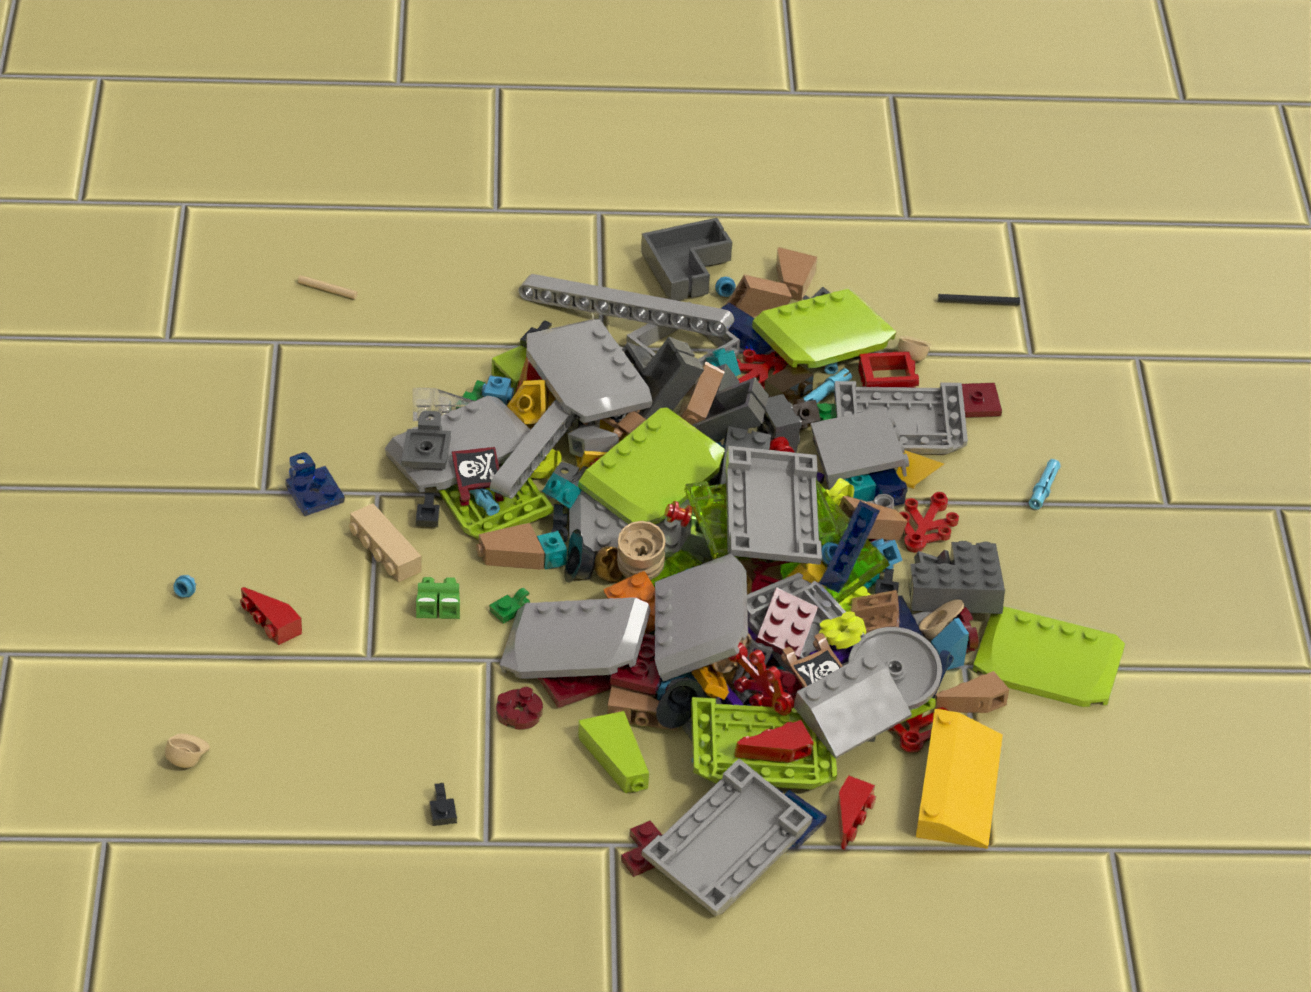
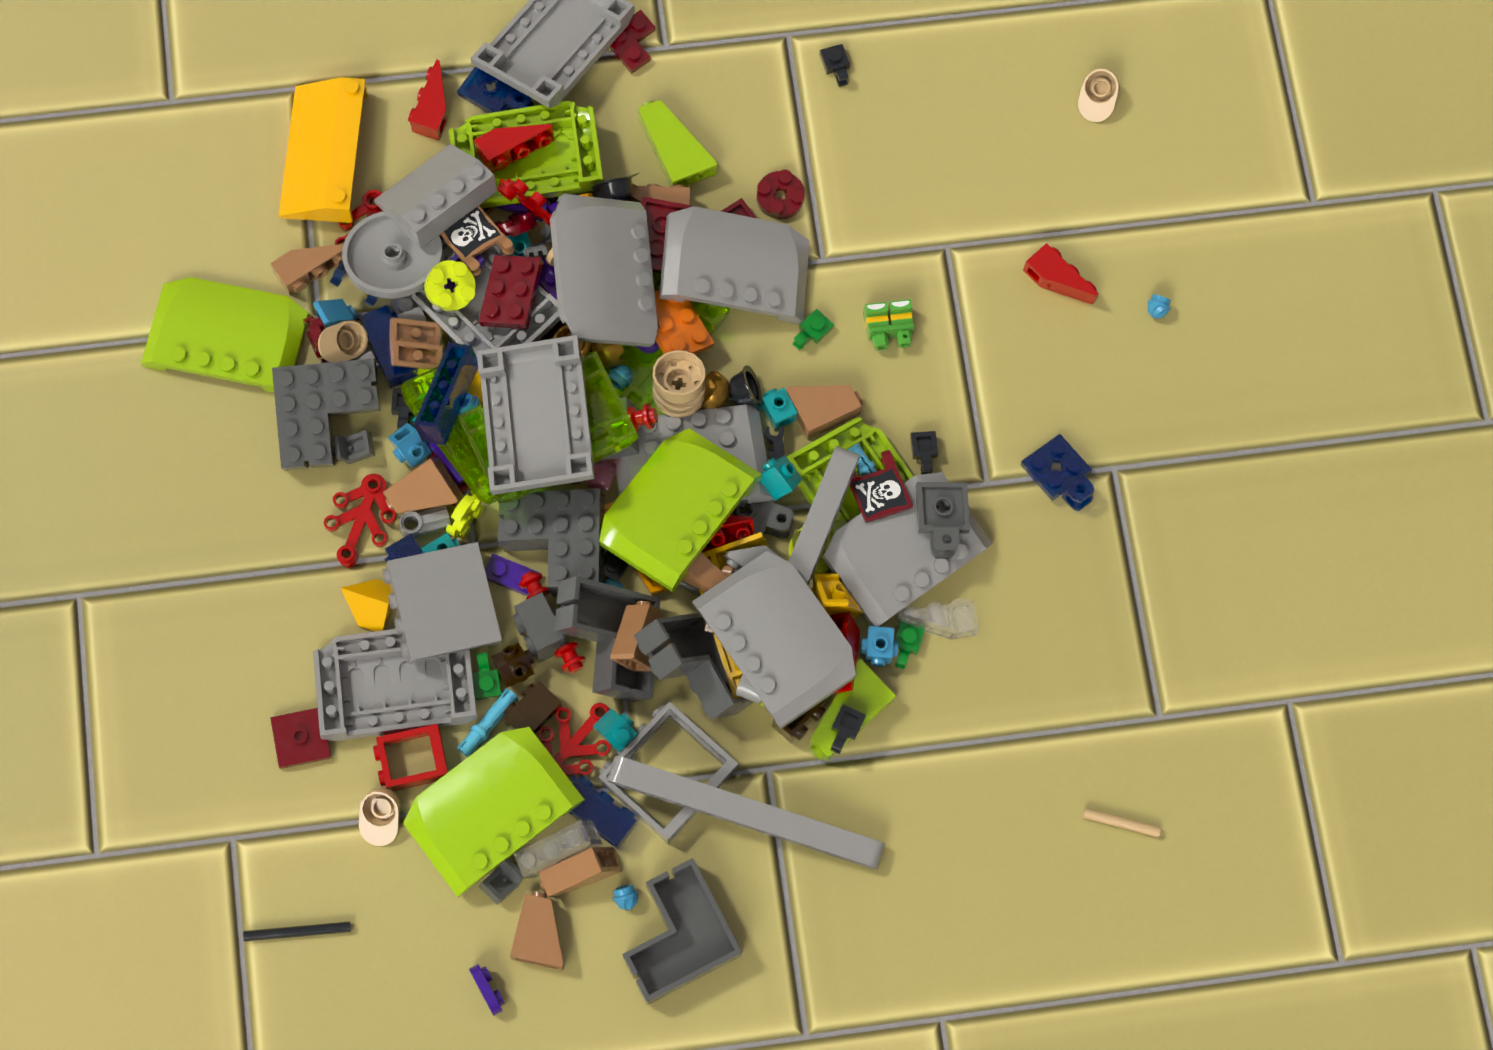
camera: 170 degrees right, 30 degrees up
(385, 542) = (962, 395): tan brick -> none
(764, 297) = (557, 848): none -> clear brick
(836, 251) = (493, 999): none -> dark purple plate
(1042, 488) = (224, 591): medium azure pin -> none

